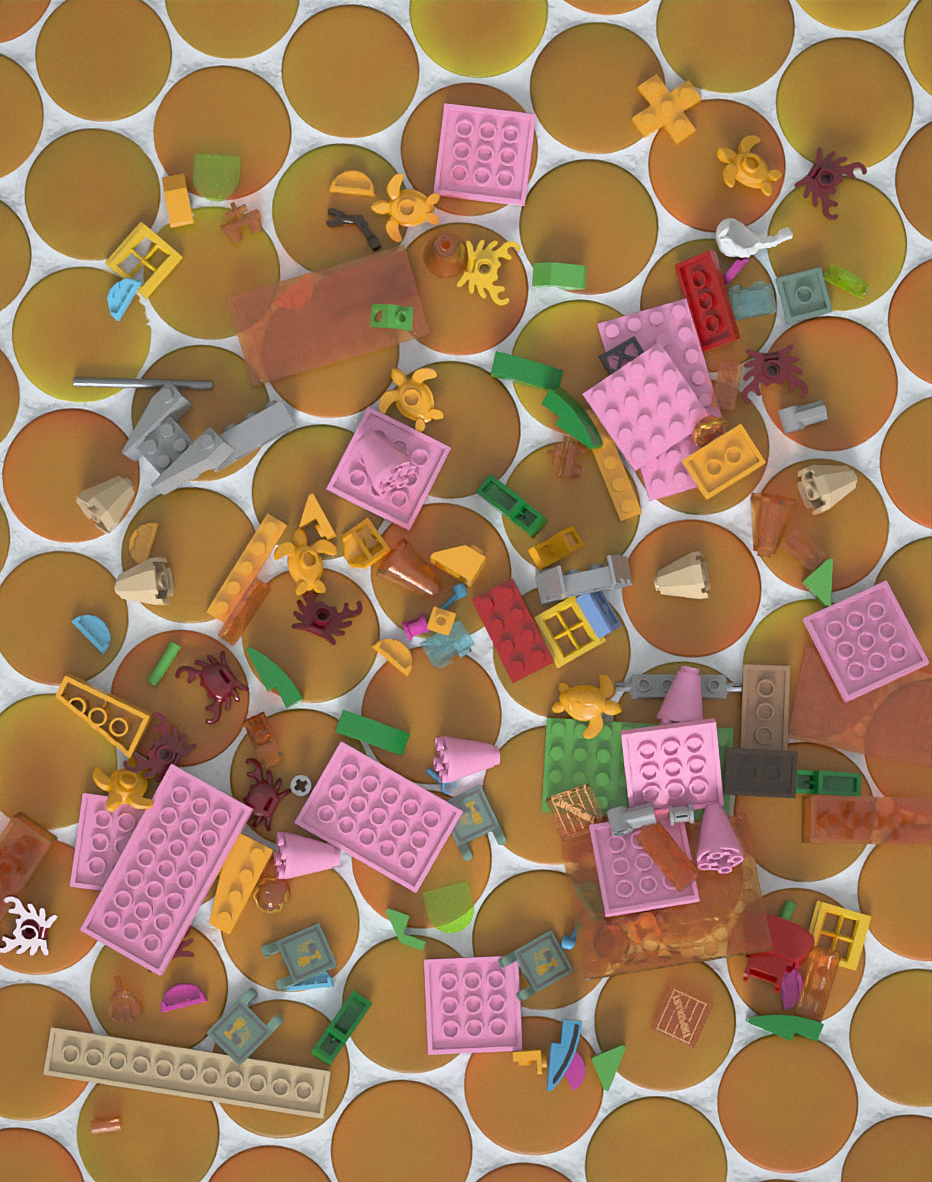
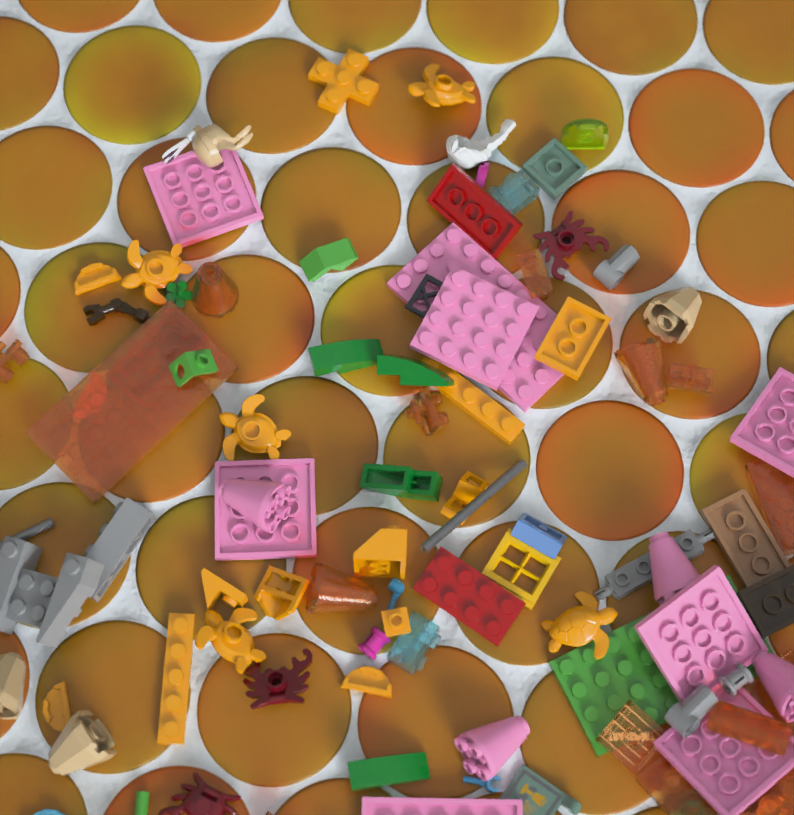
camera: 30 degrees left, 15 degrees down
(244, 611) = (195, 721): clear orange slope -> none
(274, 678) = (261, 769): green slope -> none
(415, 237) = (177, 293): none -> green plant
(483, 268) = (255, 285): yellow animal -> none
(509, 116) = (208, 144): none -> tan hair
(555, 587) = (494, 519): light grey wedge -> none
(557, 560) = (470, 508): none -> flat silver piece
(685, 578) = (600, 459): tan cone -> none
(708, 429) = (542, 314): clear orange hair -> none
(820, 583) = (725, 401): bright green slope -> none
(825, 177) = (513, 66): dark red animal -> none

